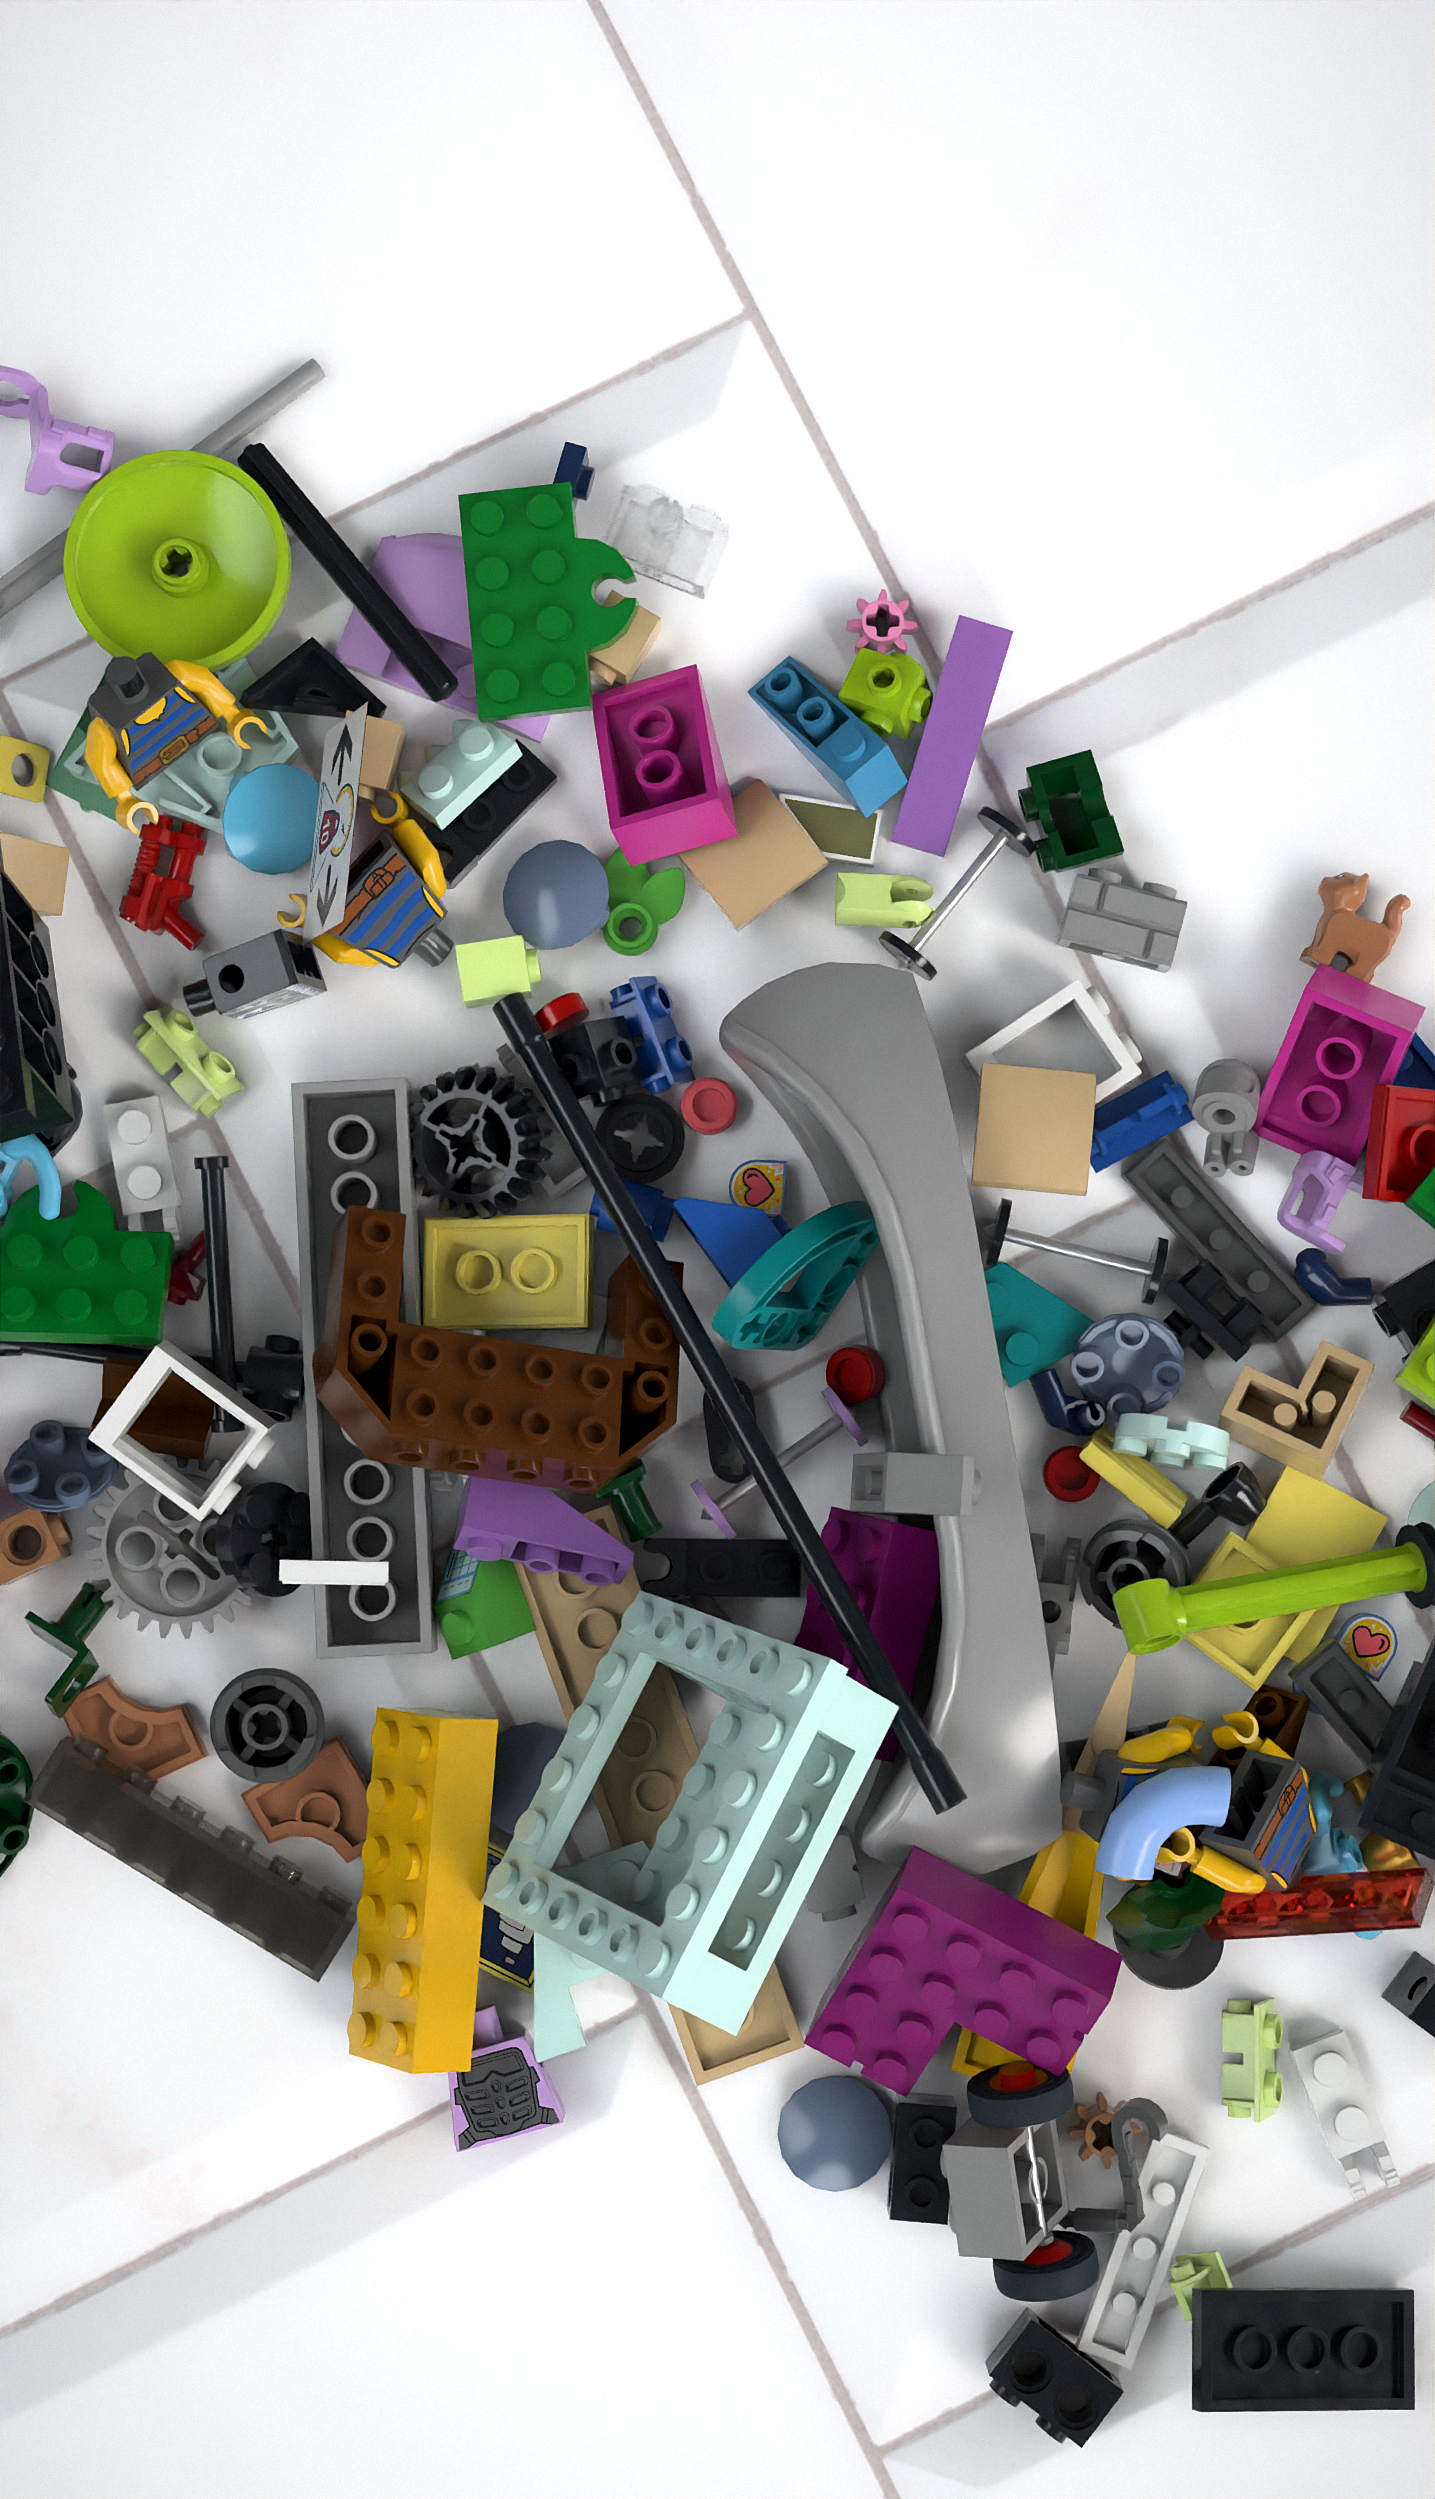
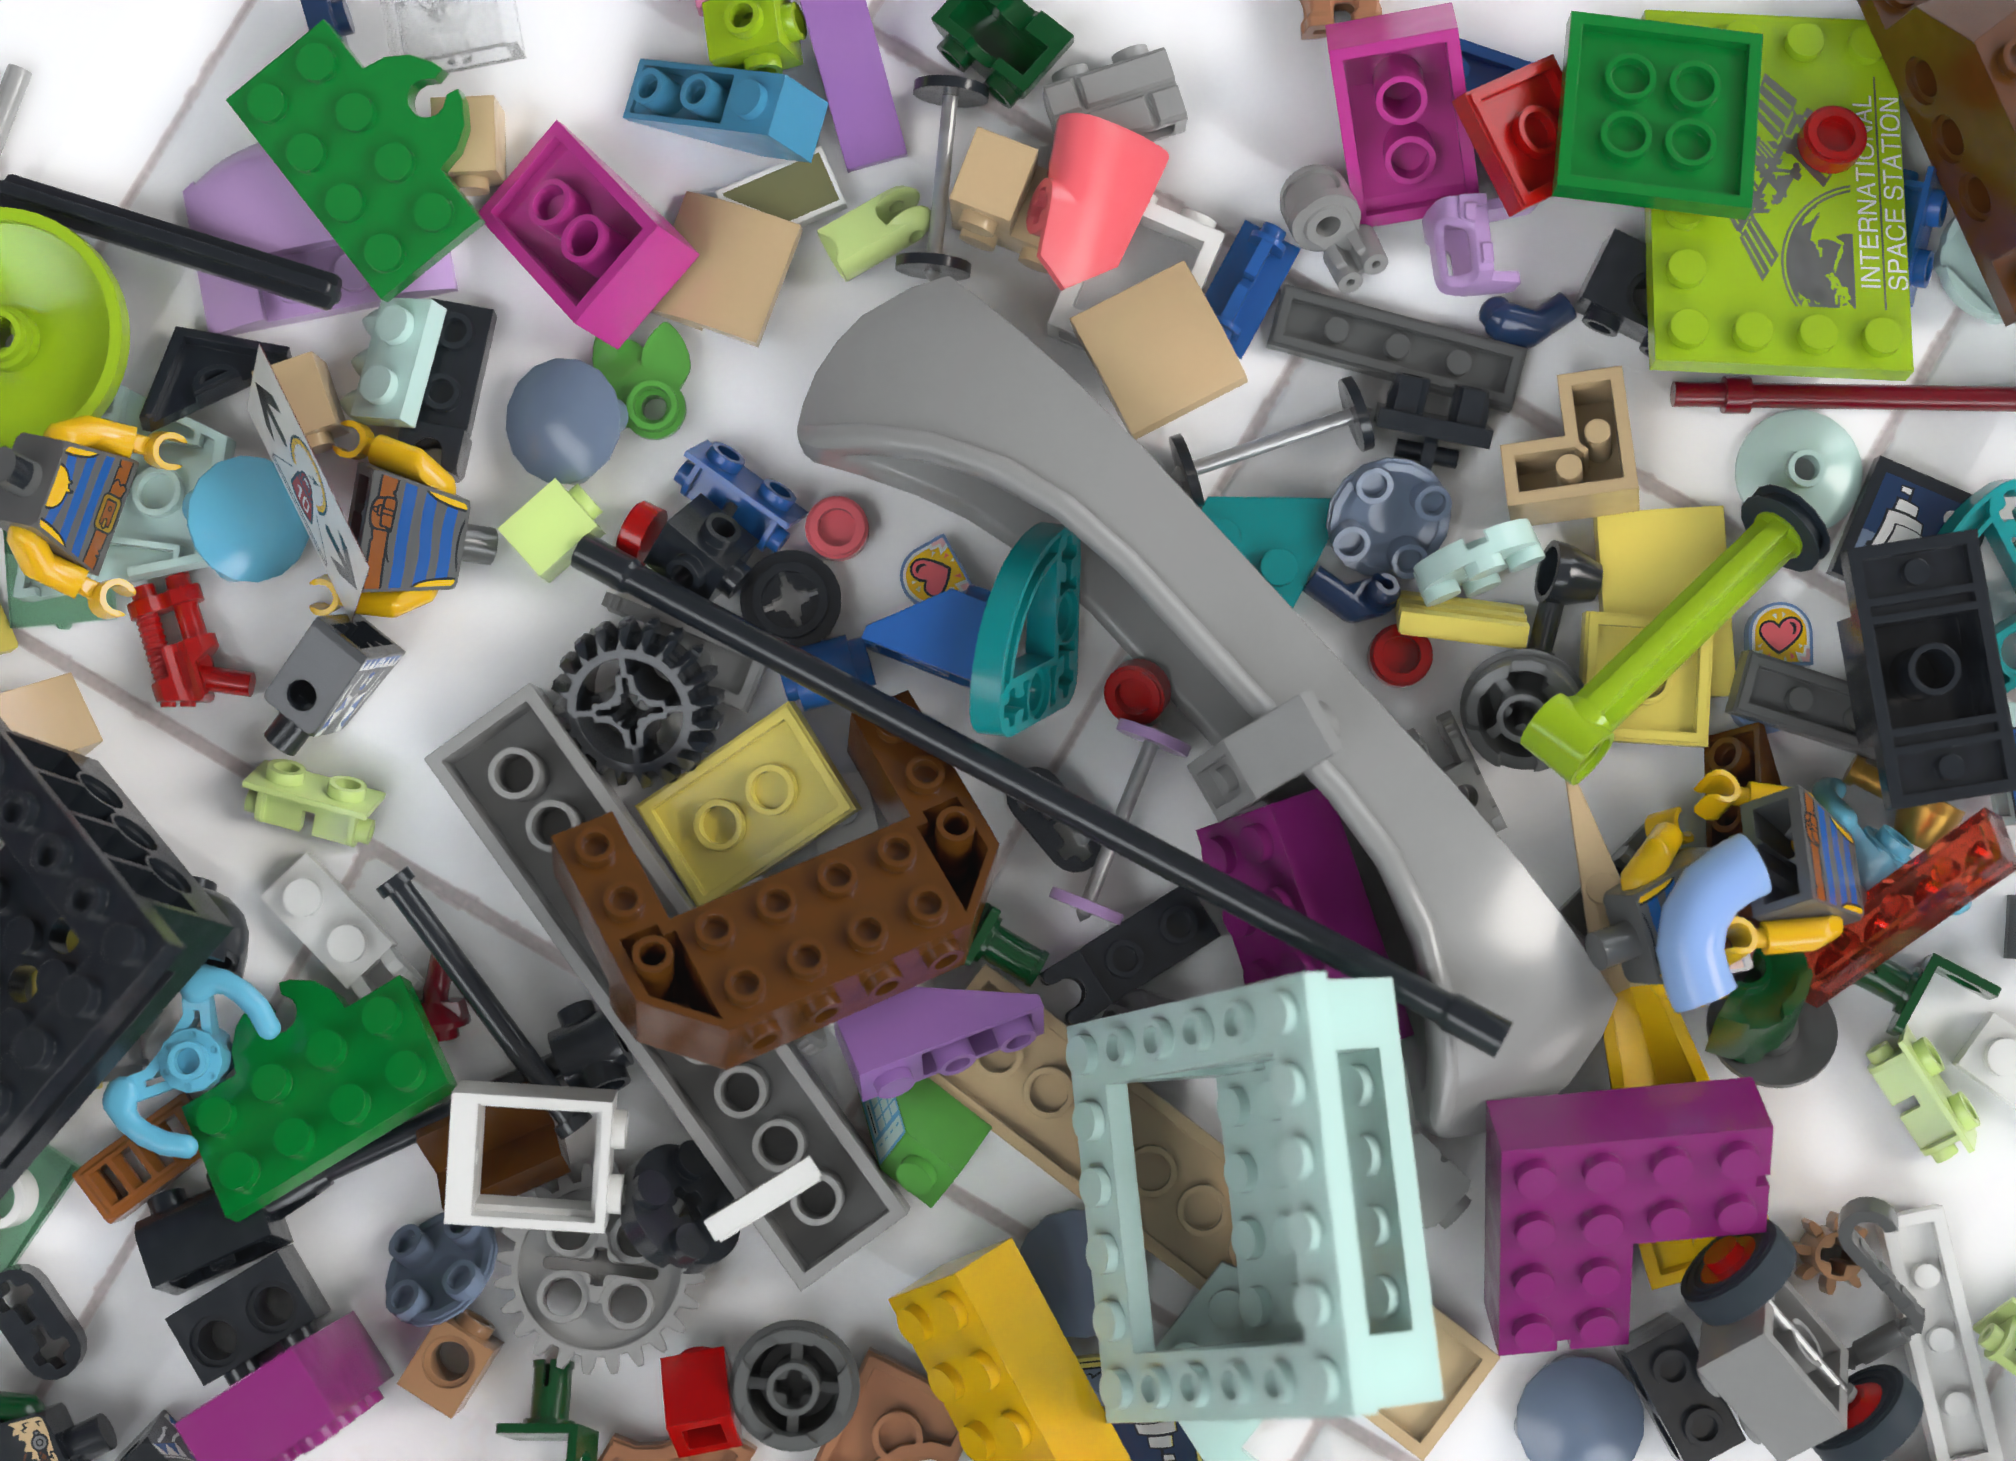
camera: 30 degrees left, 0 degrees up
(189, 1692) = (699, 1401): none -> red brick
(1002, 951) = (995, 195): none -> tan brick
(1057, 983) = (1092, 196): none -> coral panel
(1288, 1966) = (1906, 987): none -> dark green bracket

